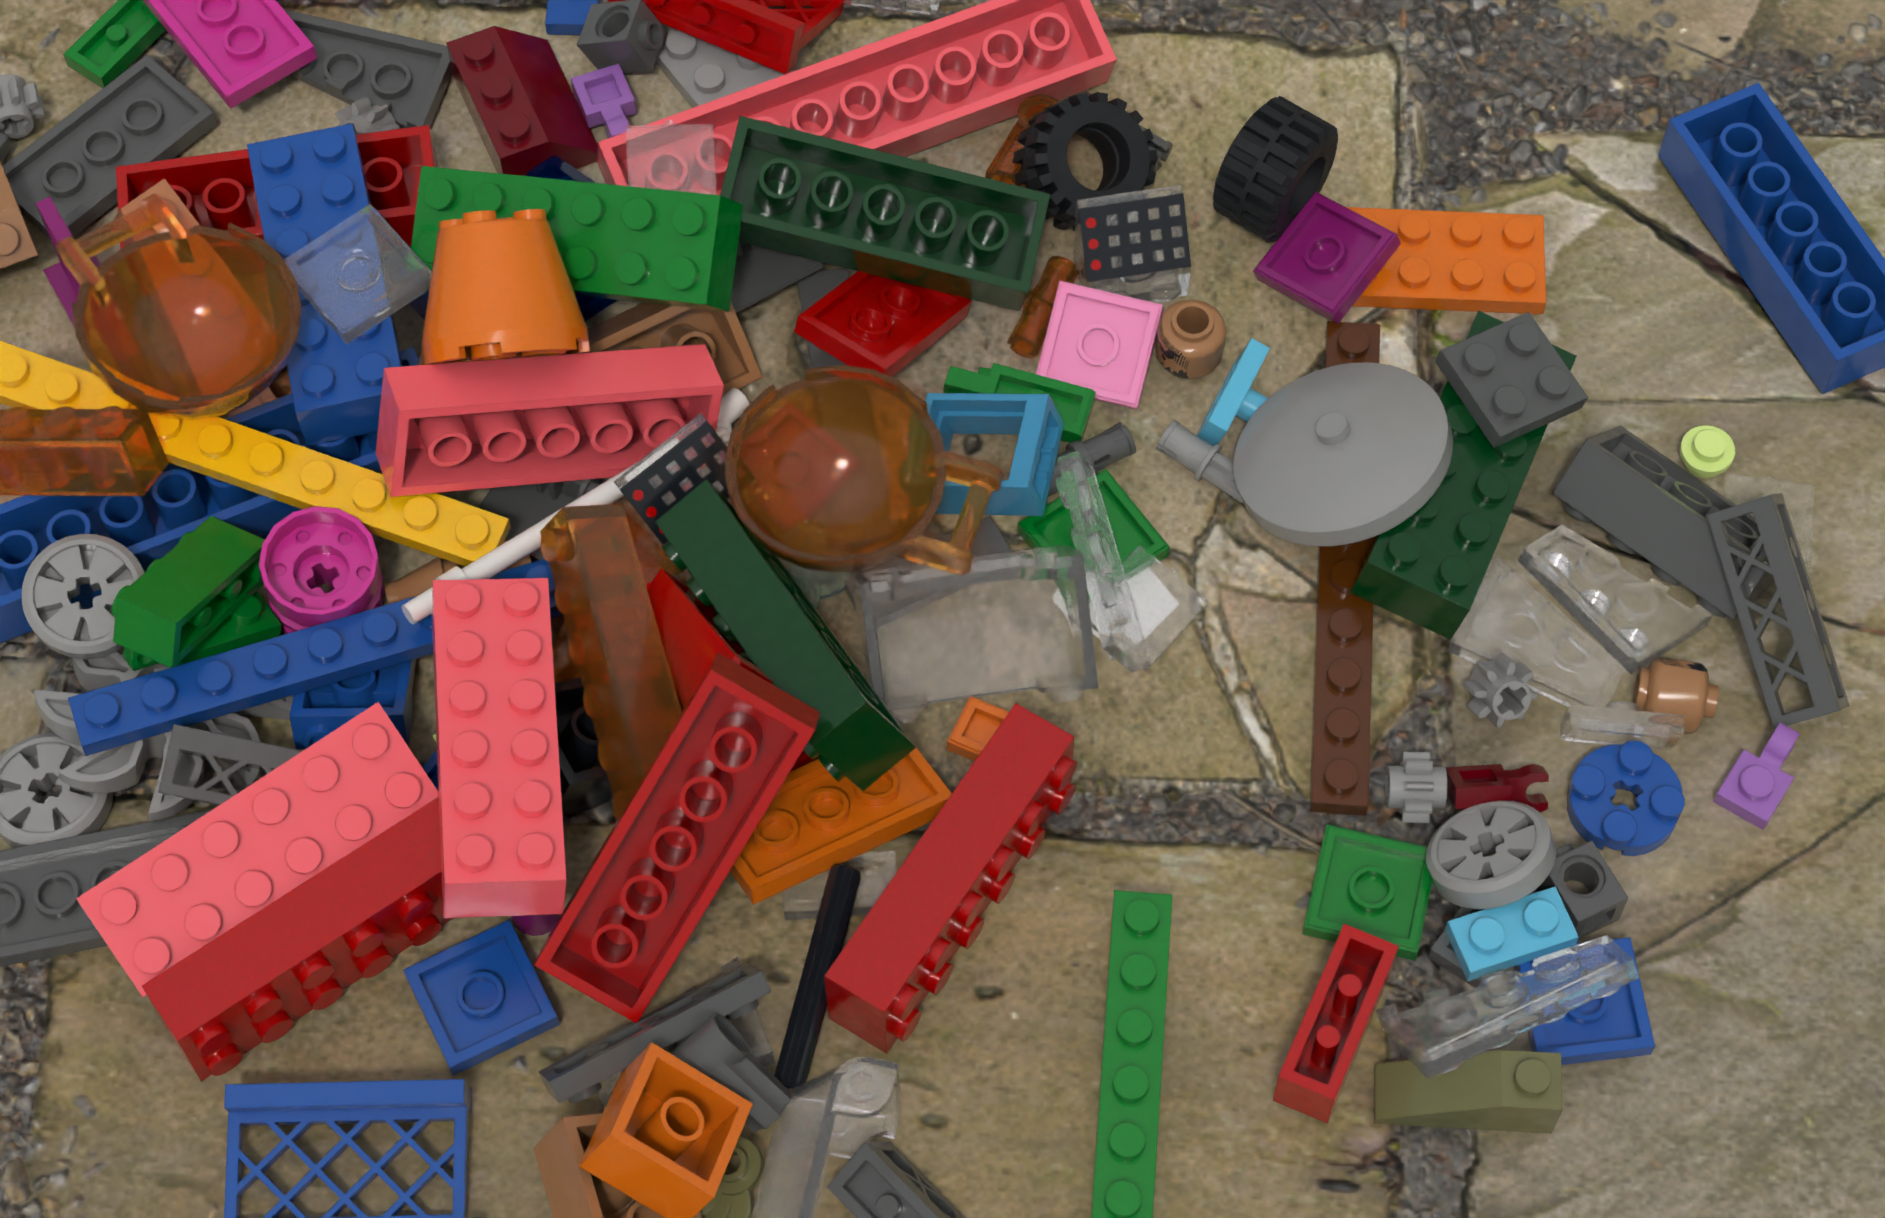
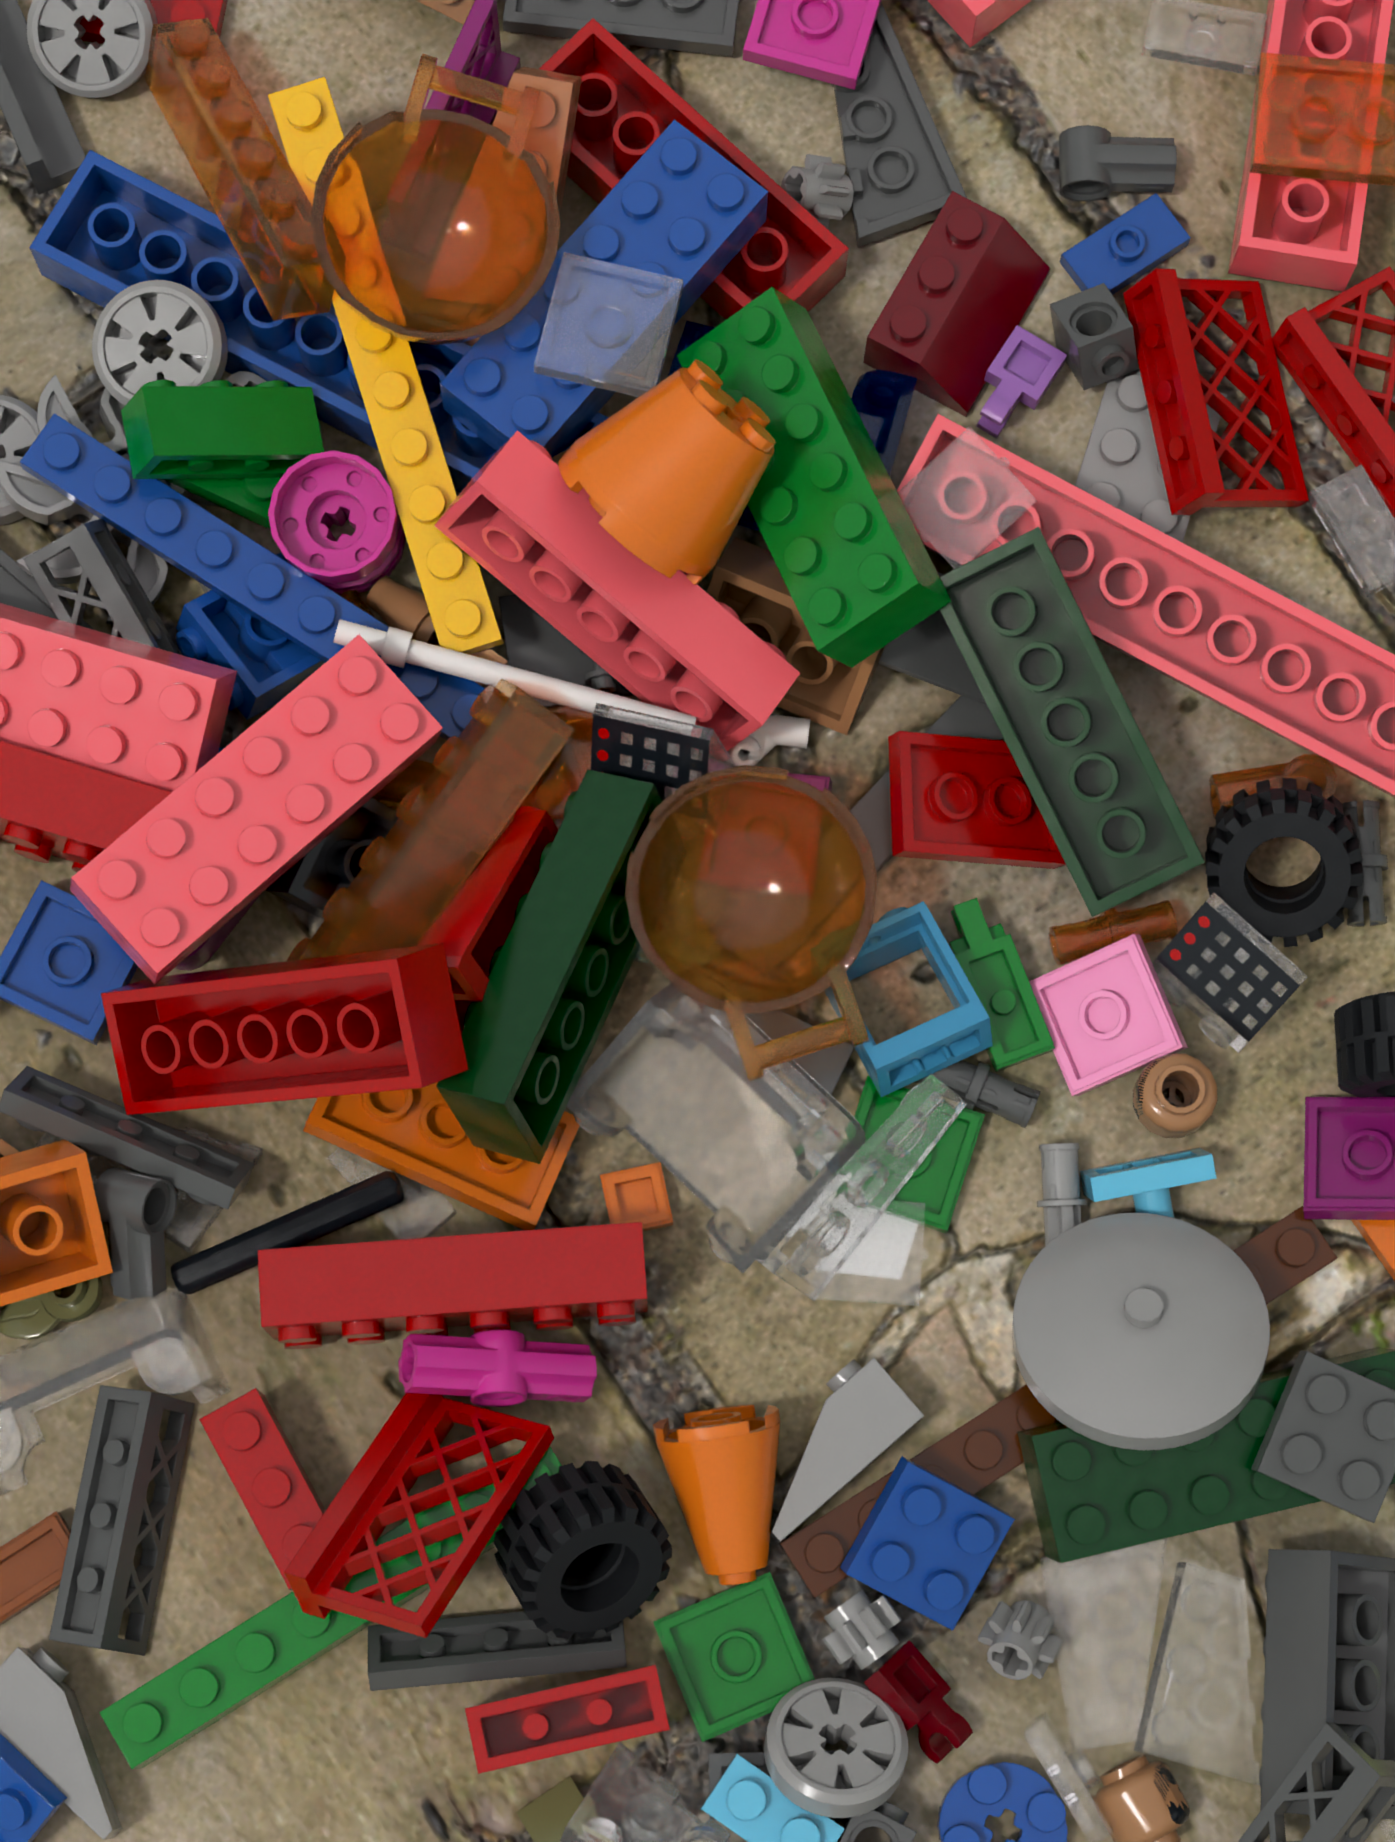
camera: 50 degrees right, 15 degrees up
(1005, 1116) = (265, 1474): none -> red brick
(1038, 893) = (497, 1368): none -> dark pink piece
(1075, 1036) = (378, 1495): none -> red fence
(1220, 917) = (582, 1550): none -> black tyre
(1241, 1044) = (485, 1650): none -> dark grey plate
(1243, 803) = (725, 1485): none -> orange cone
(1269, 710) = (851, 1431): none -> light grey slope
(1385, 702) = (927, 1543): none -> blue plate

